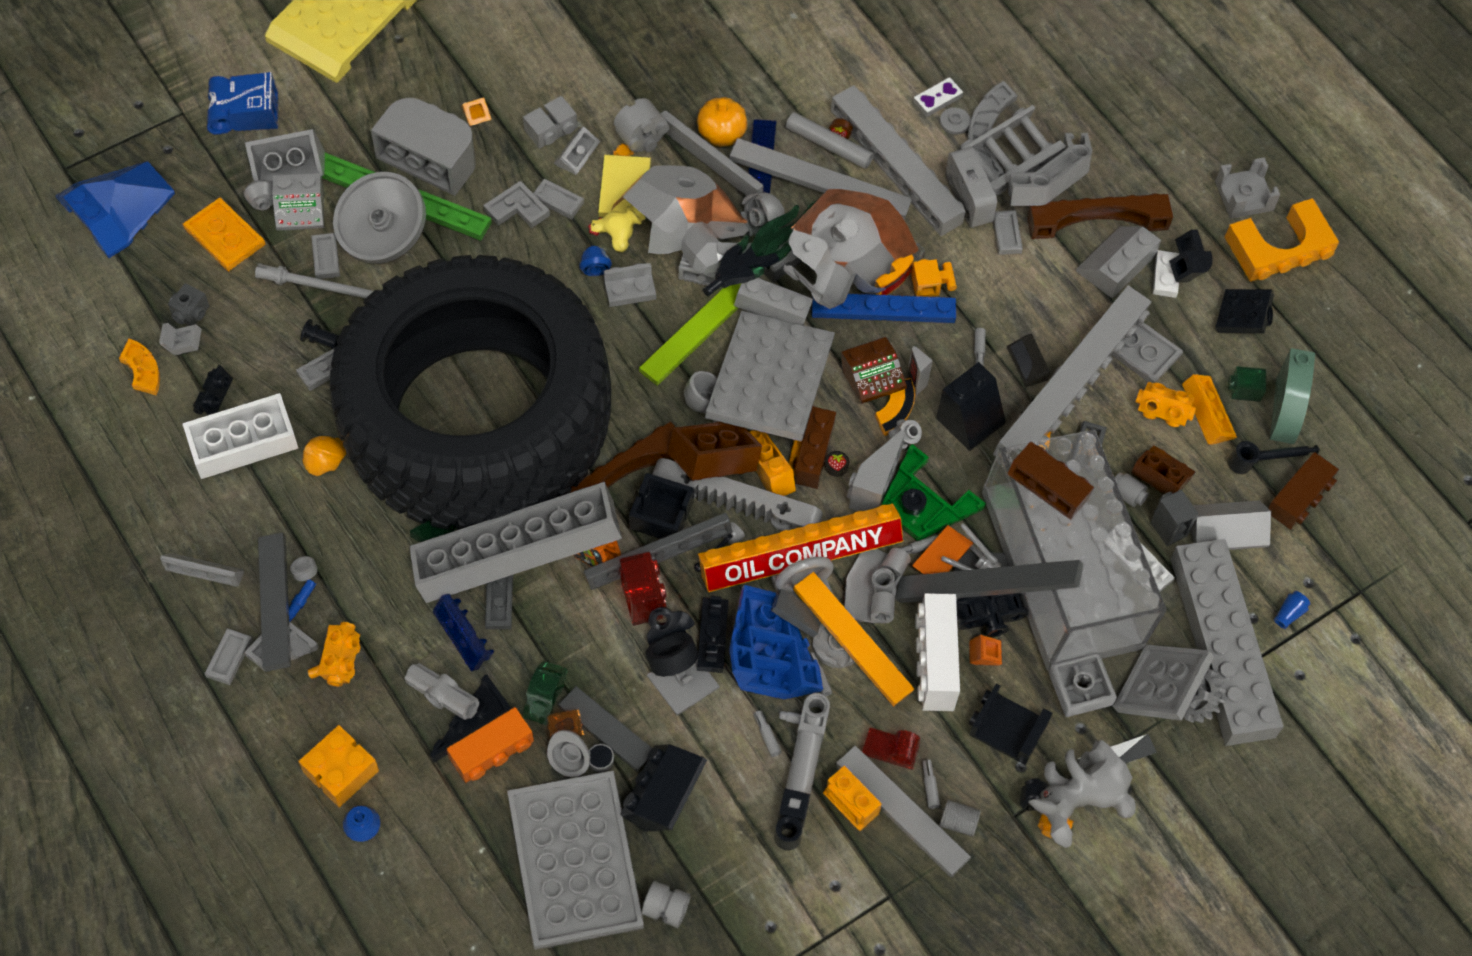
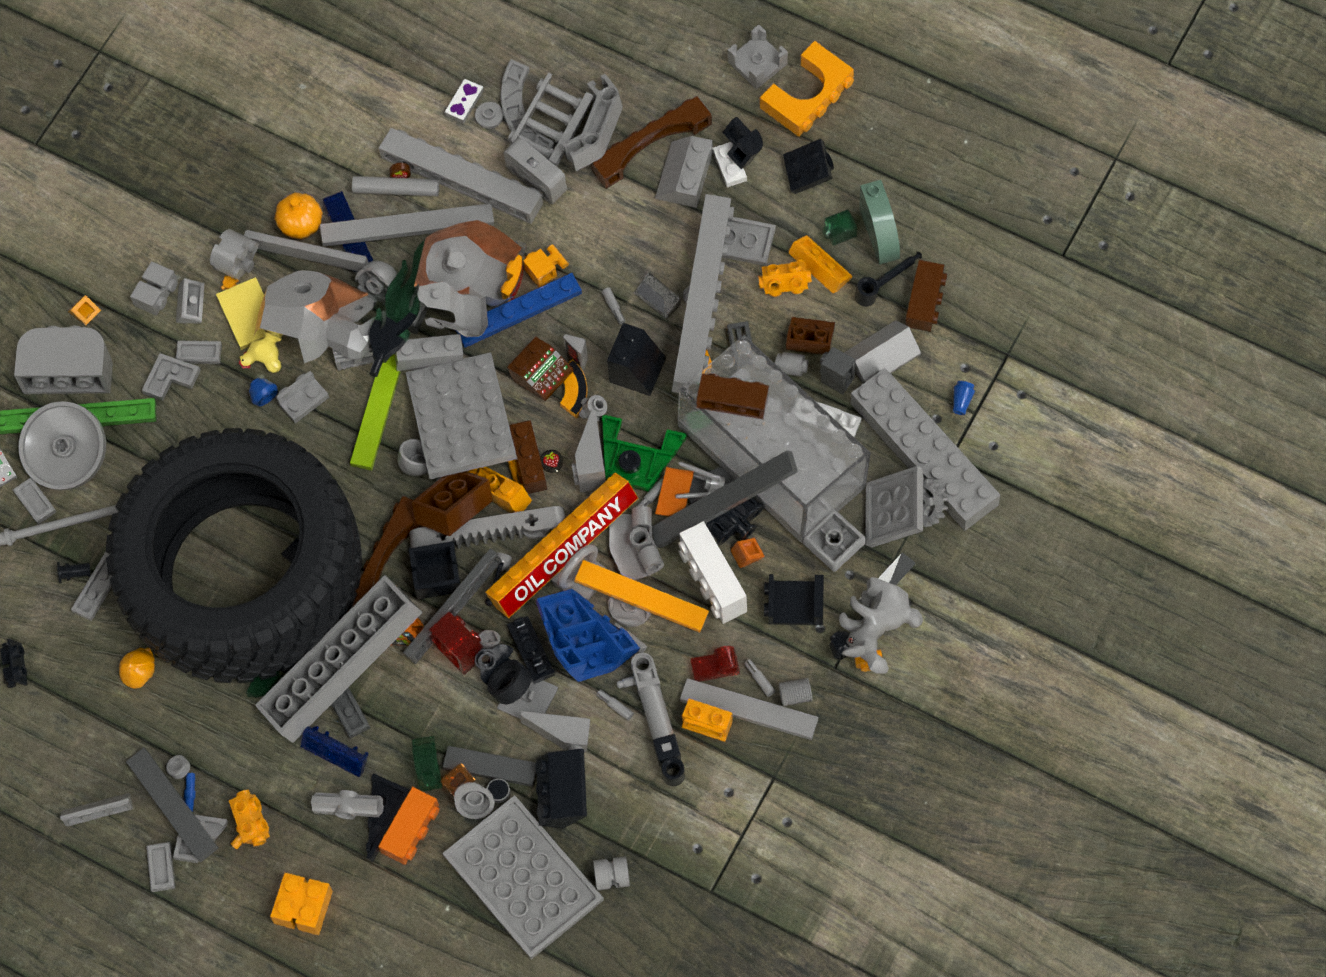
camera: 20 degrees left, 5 degrees up
(240, 436) = (62, 687): white brick -> none
(364, 828) = (349, 940): blue cone -> none
(677, 602) = (489, 638): none -> light grey tile
(698, 731) = (561, 730): none -> light grey slope
(796, 613) = (586, 599): dark grey tile -> none
(1007, 232) = (583, 193): light grey tile -> none

